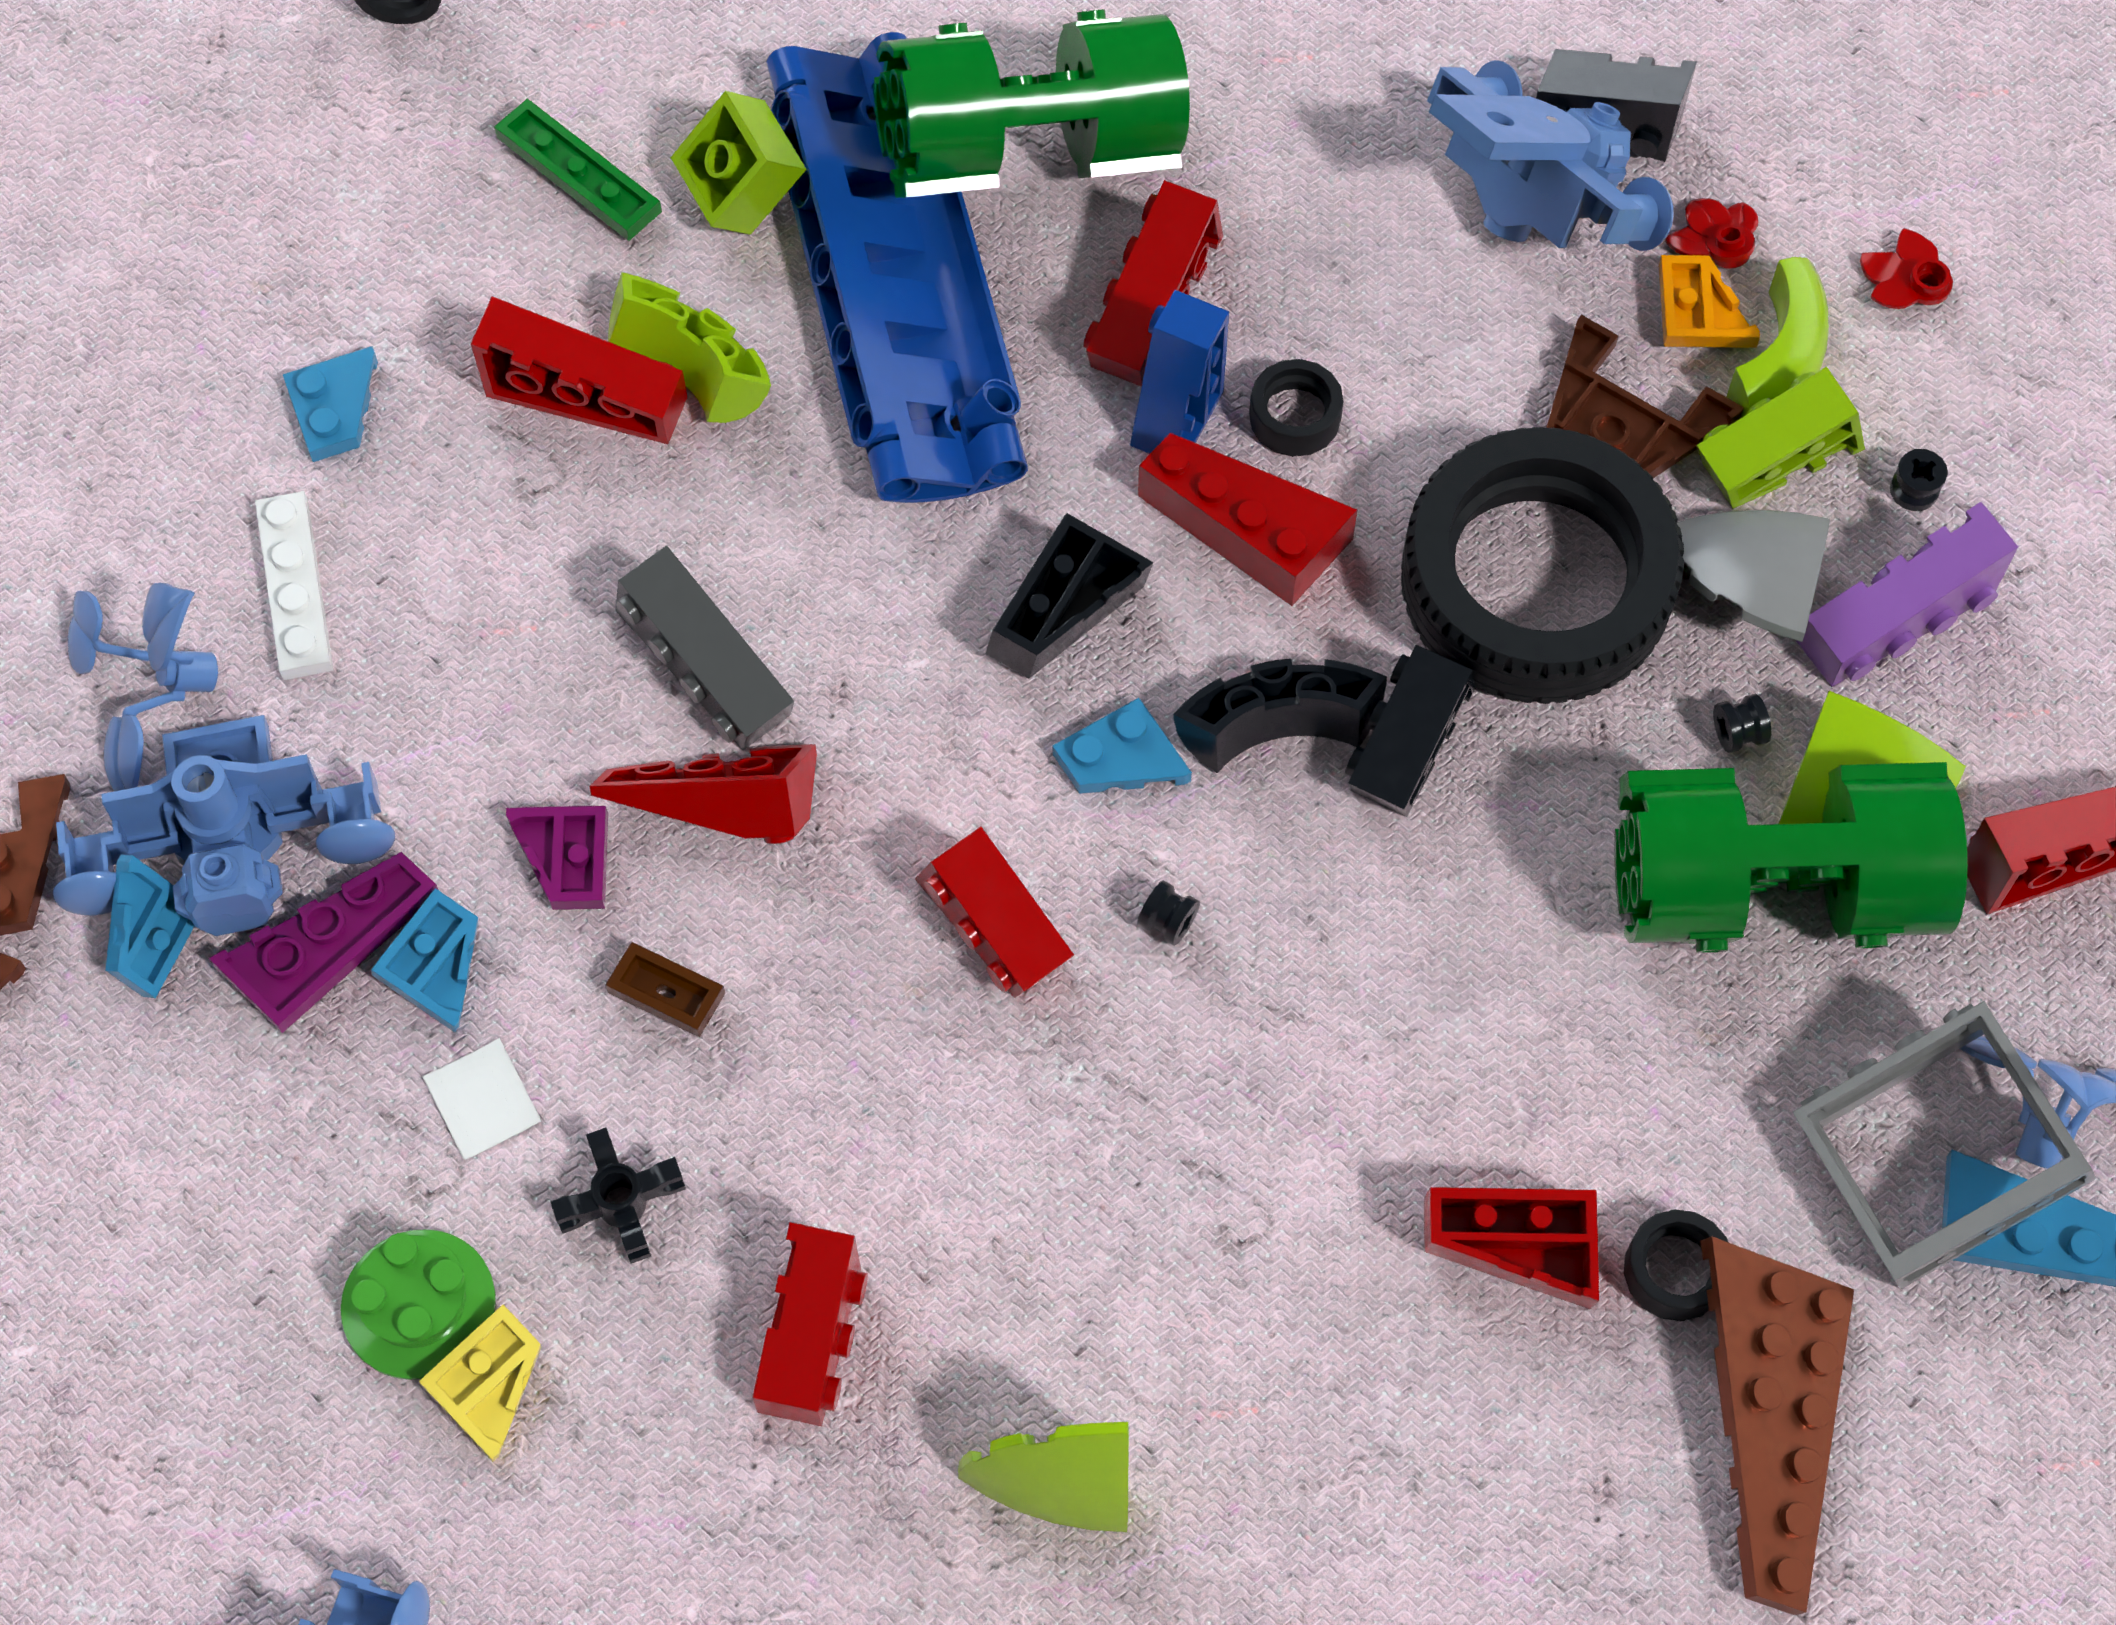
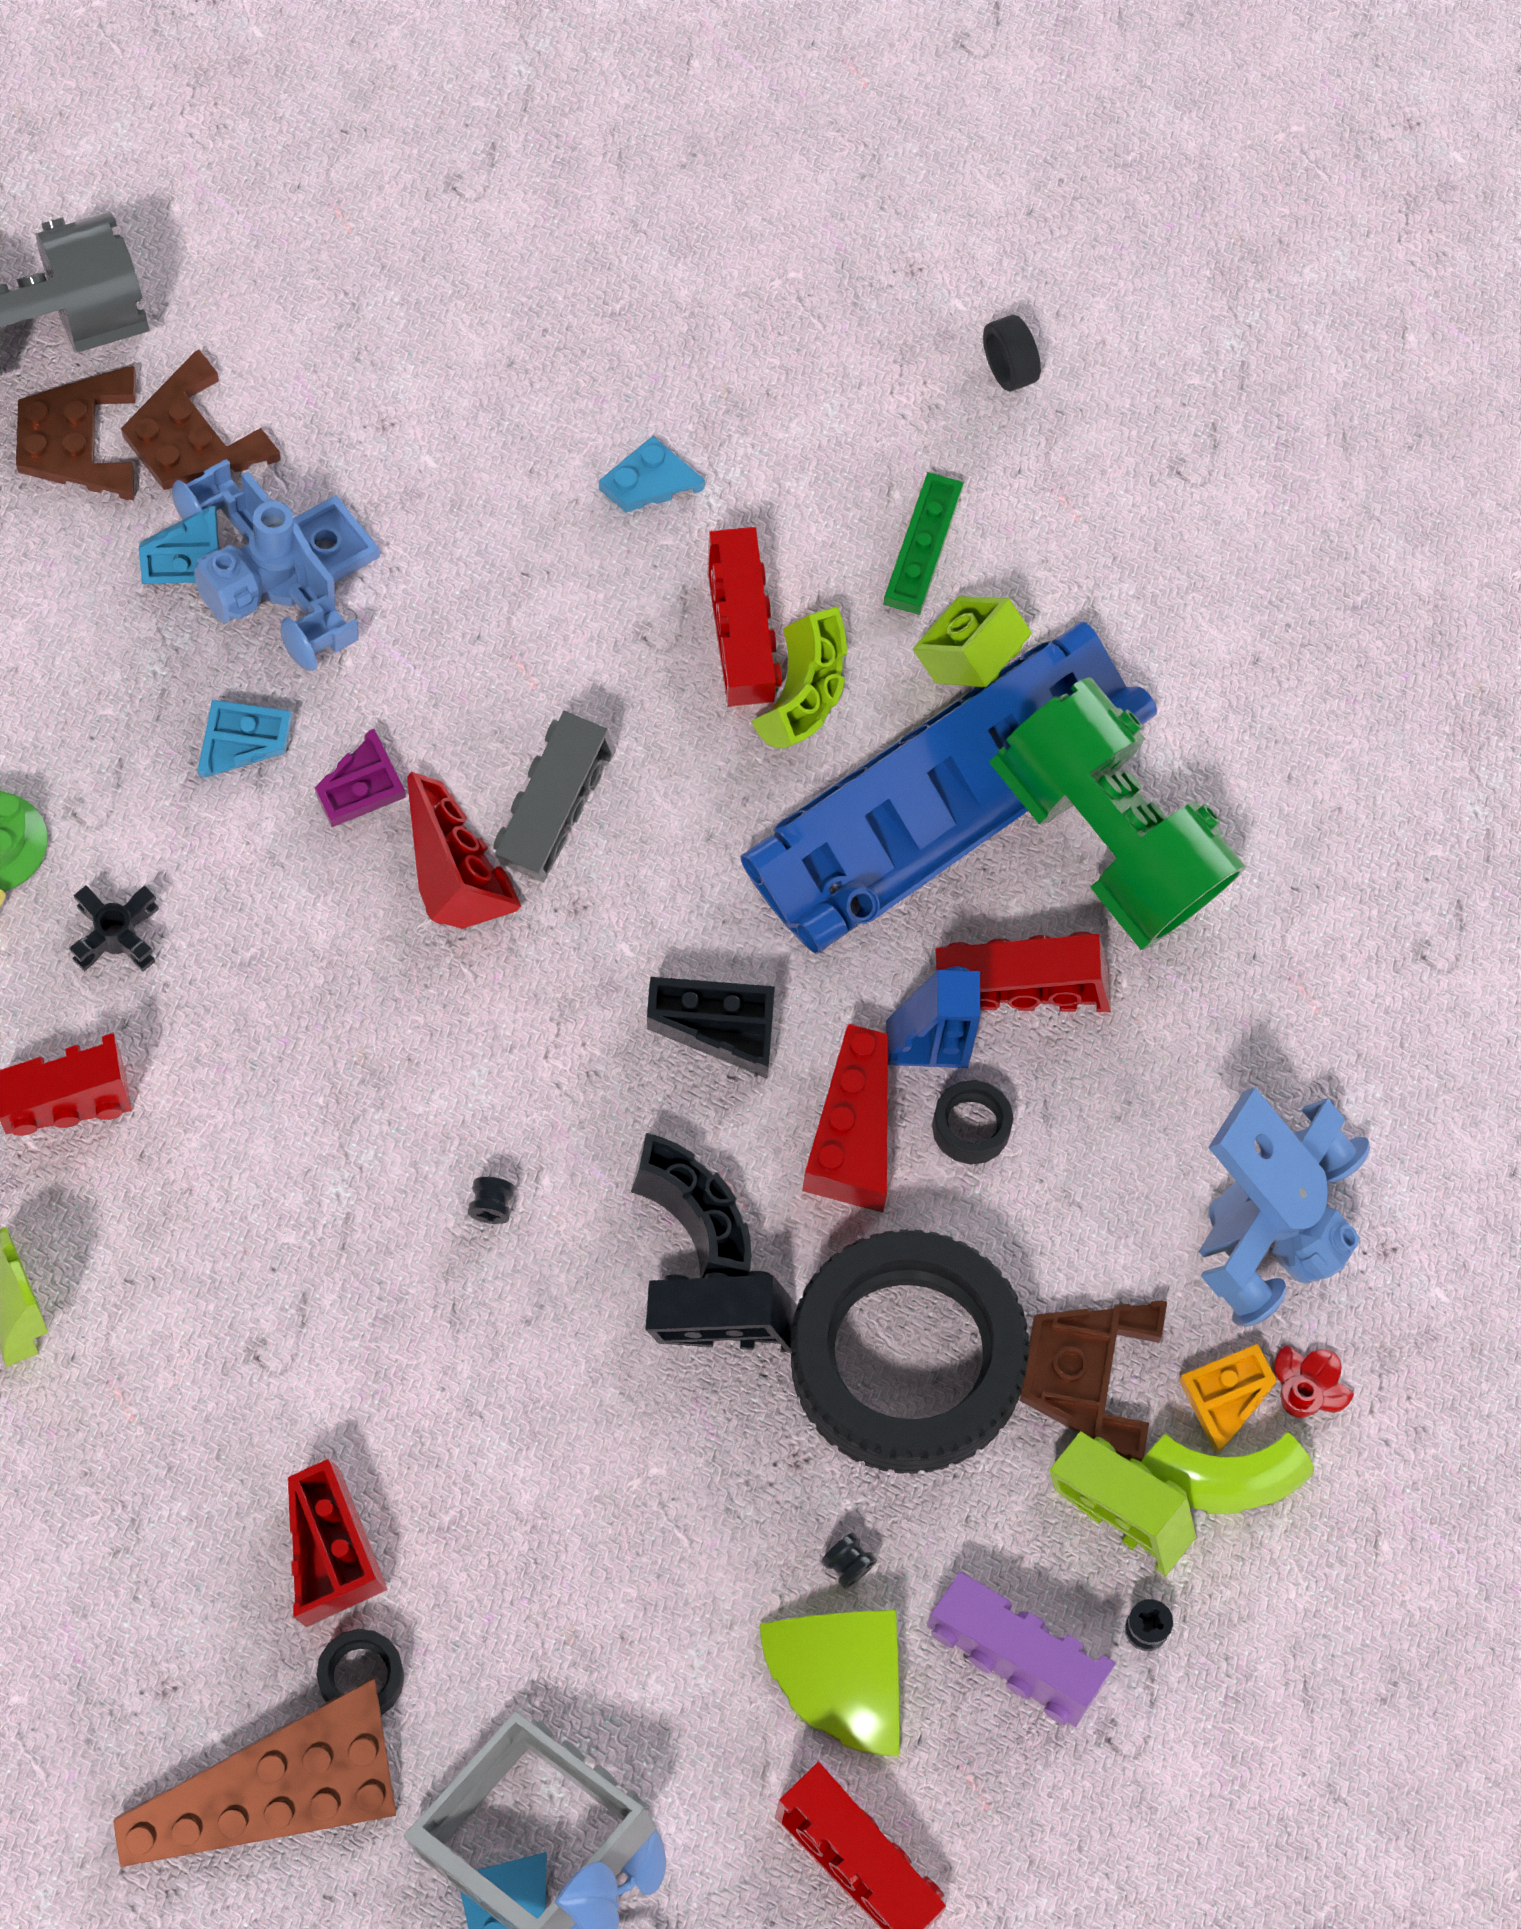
camera: 60 degrees right, 0 degrees up
(176, 670) = (384, 479): medium blue plant -> none
(293, 585) = (492, 521): white plate -> none
(306, 956) = (213, 659): magenta wing -> none
(482, 1099) = (156, 815): white sticker -> none
(645, 973) = (283, 873): reddish brown piece -> none
(994, 913) = (430, 1078): red wedge -> none
(1120, 753) = (614, 1117): dark azure wing -> none
(1644, 93) = (1386, 1252): wedge -> none
(1759, 562) = (989, 1517): light grey brick -> none
(1884, 854) = (684, 1555): green cylinder -> none
(1902, 273) = (1352, 1545): red plate -> none

